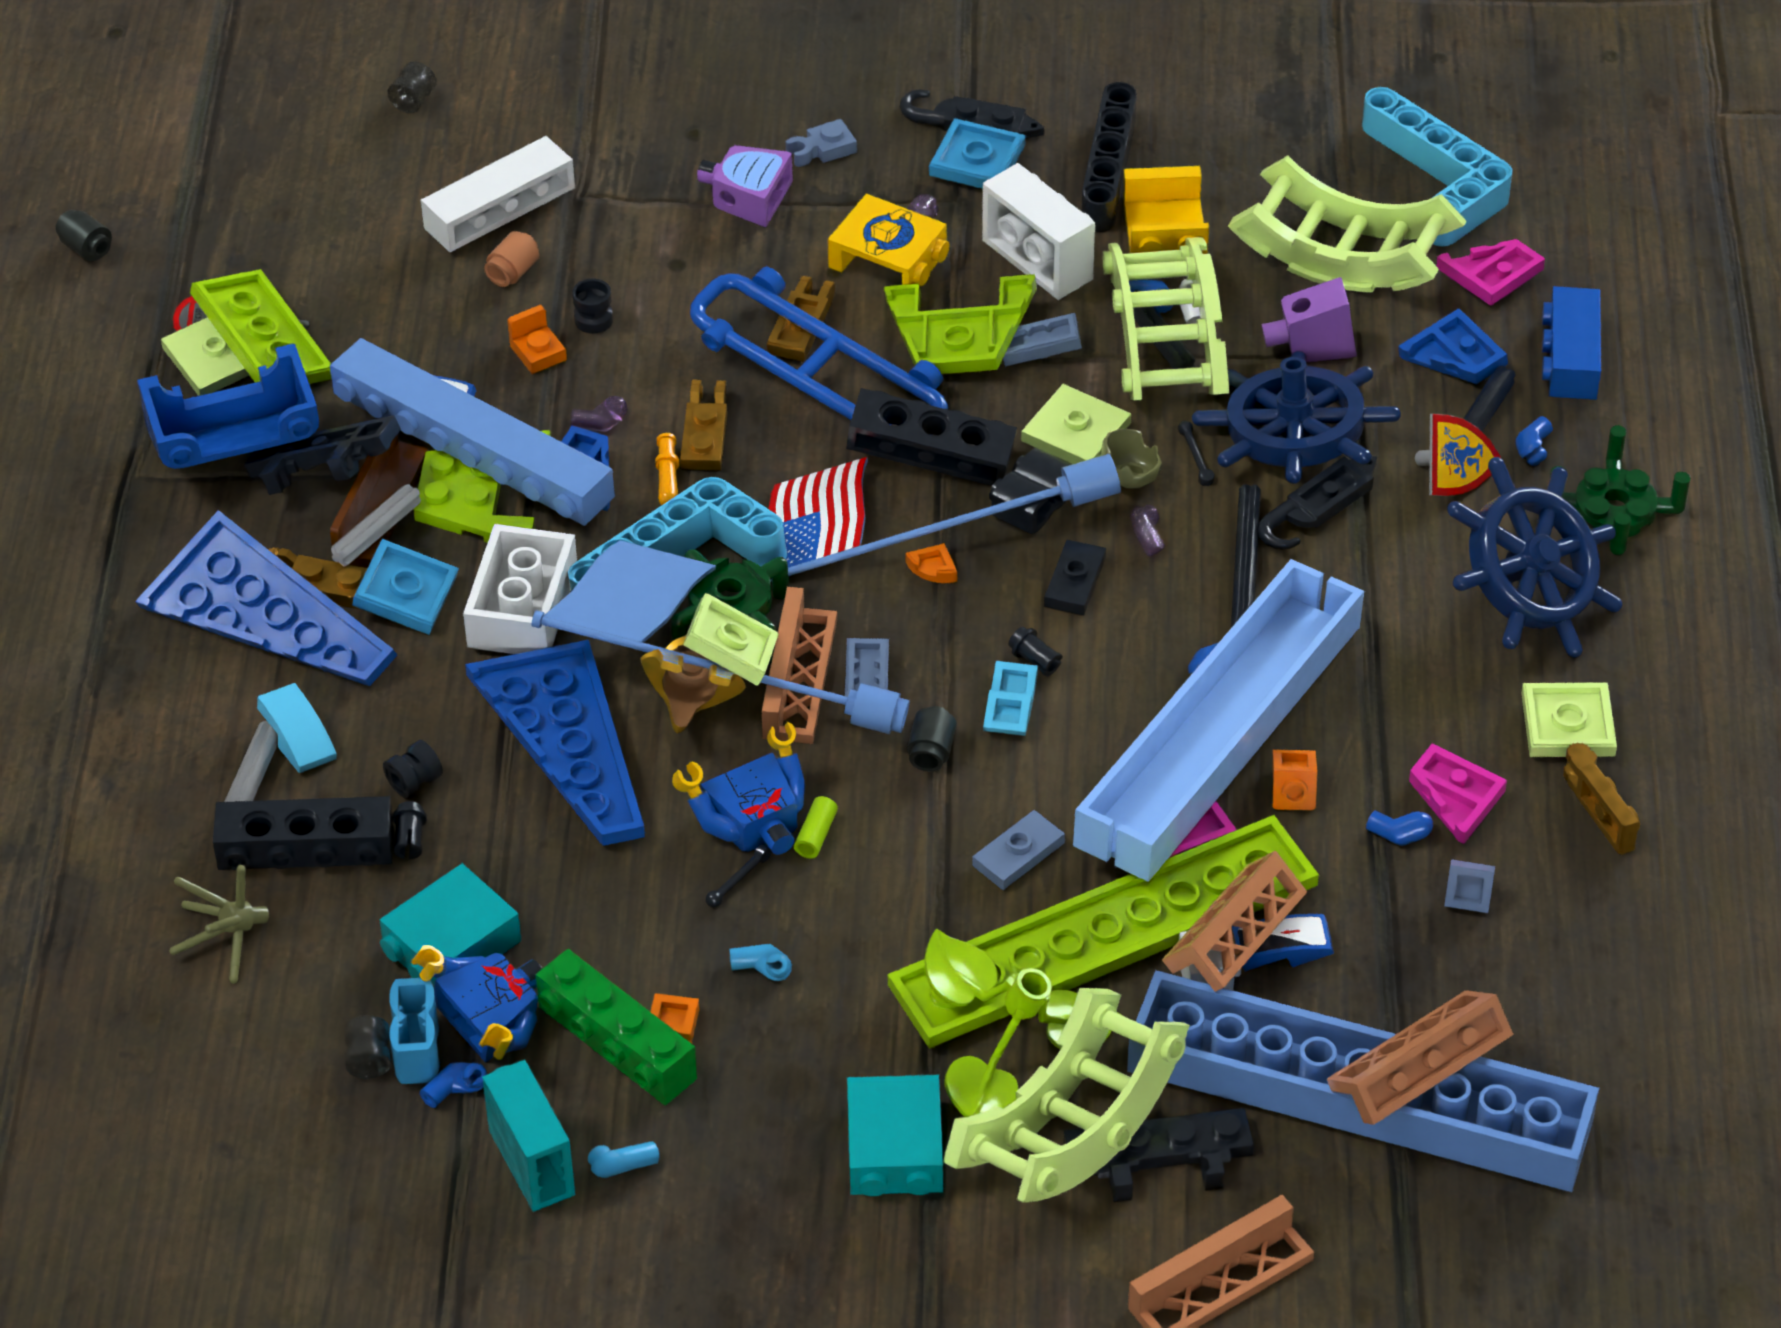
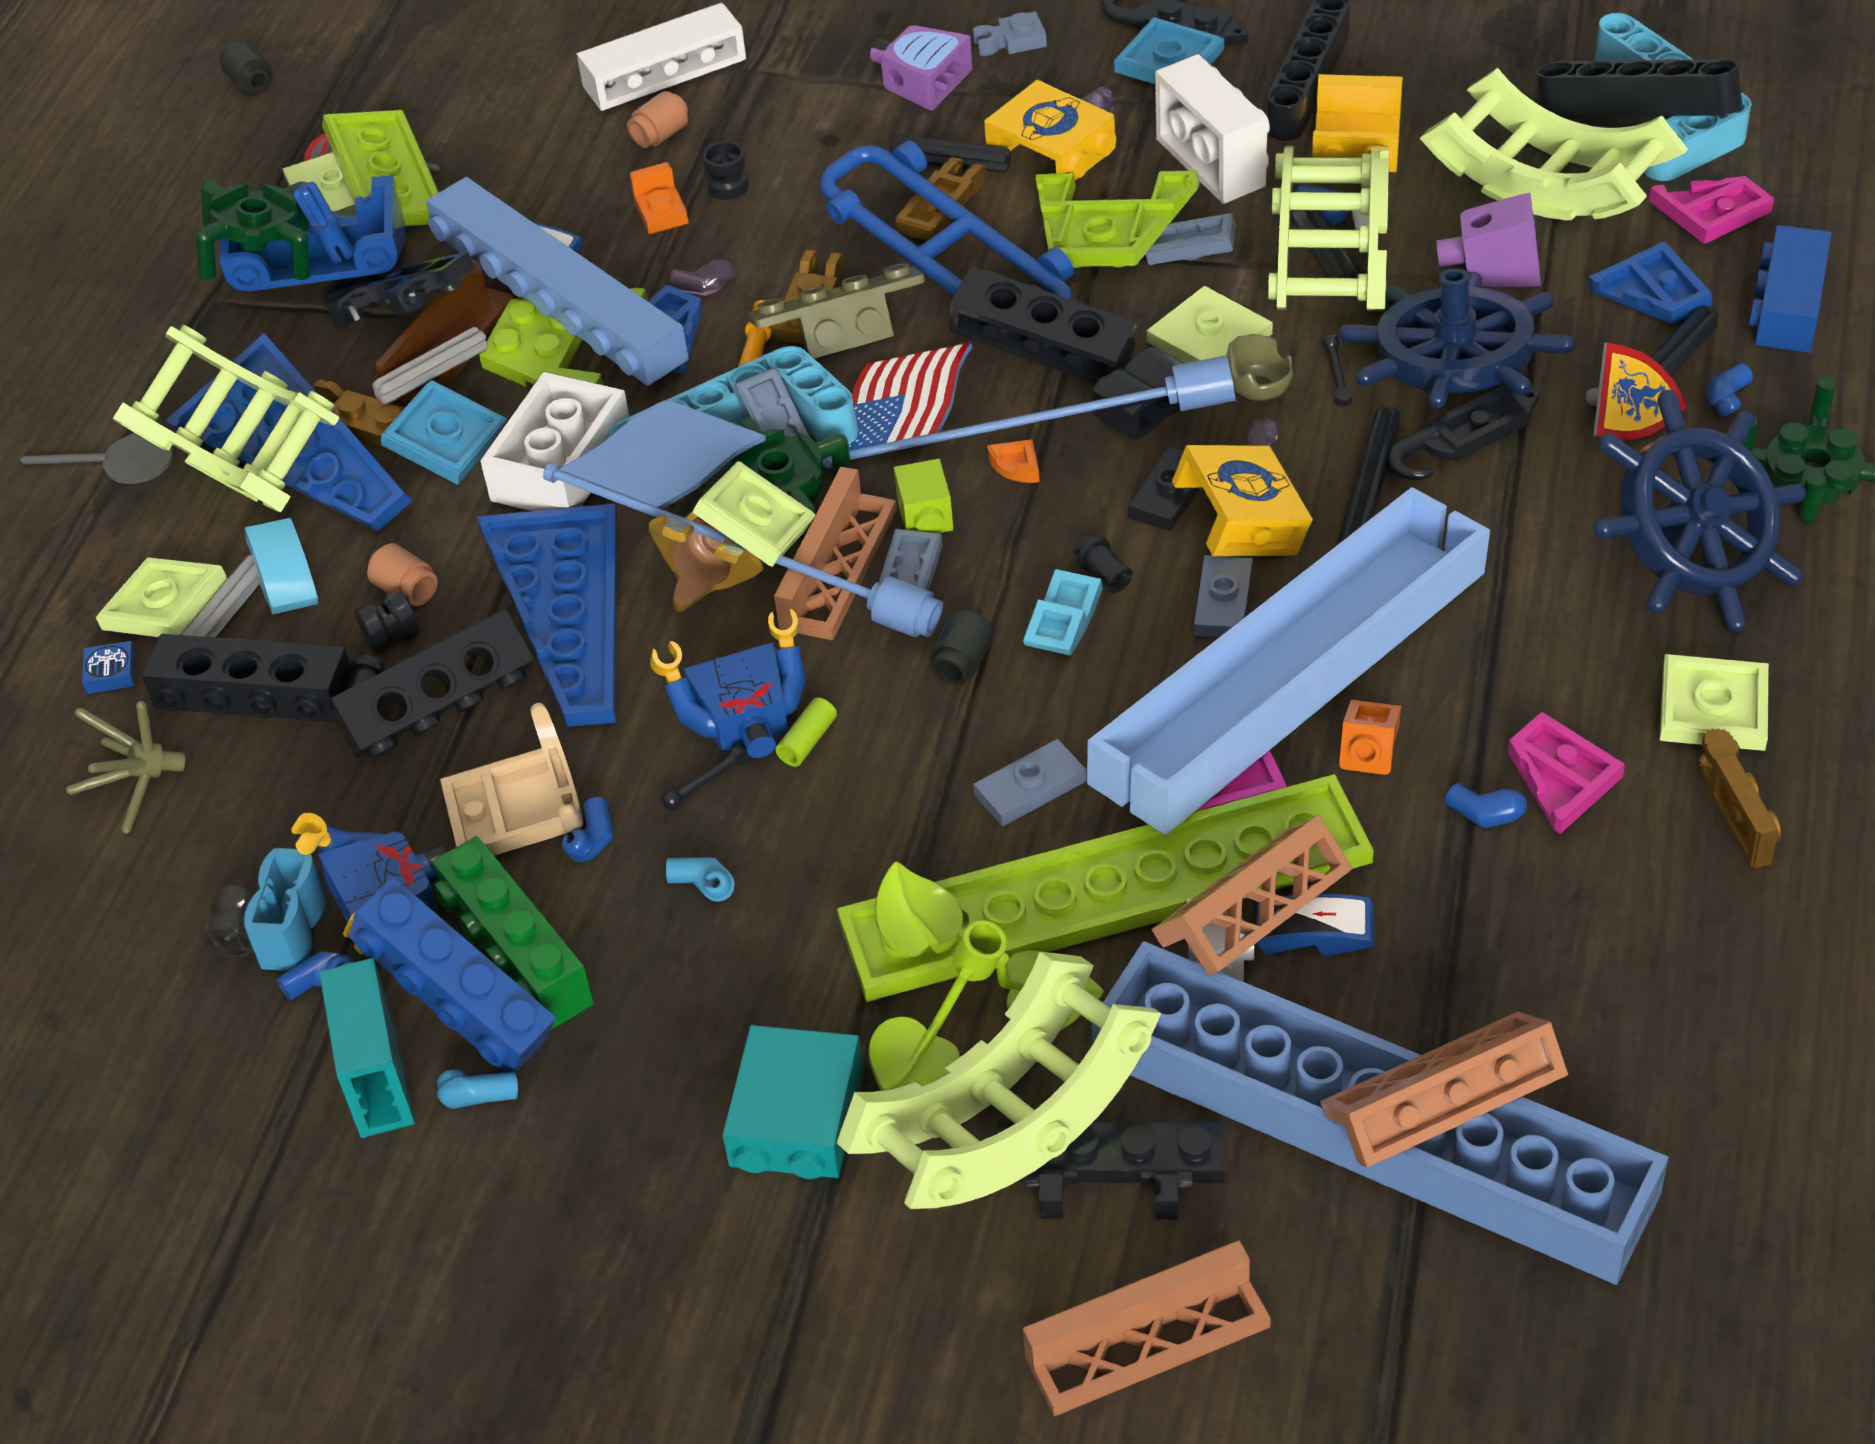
camera: 15 degrees right, 0 degrees up
(107, 640) = (126, 461): none -> dark grey piece
(163, 402) = (253, 221): none -> dark green plate
(165, 837) = (109, 667): none -> blue tile
(194, 768) = (161, 597): none -> yellowish green plate
(209, 637) = (265, 475): none -> yellowish green fence
(238, 395) = (323, 222): none -> blue axle
(411, 722) = (397, 569): none -> nougat brick
(454, 916) = (371, 790): teal brick -> none
(523, 776) = (493, 639): none -> black brick
(581, 912) = (517, 797): none -> tan piece
(588, 1068) = (451, 976): none -> blue brick
(658, 935) = (595, 836): none -> blue arm
(677, 1012) = (587, 929): orange tile -> none
(705, 532) = (769, 404): none -> sand blue plate
(744, 440) = (843, 315): none -> olive bracket
(793, 269) = (939, 151): none -> black axle
(866, 607) = (923, 497): none -> lime brick
(1144, 670) = (1222, 594): none -> sand blue plate
(1155, 578) = (1252, 498): none -> yellow panel
(1412, 162) = (1640, 87): none -> black beam
(1469, 886) = (1555, 884): sand blue tile -> none

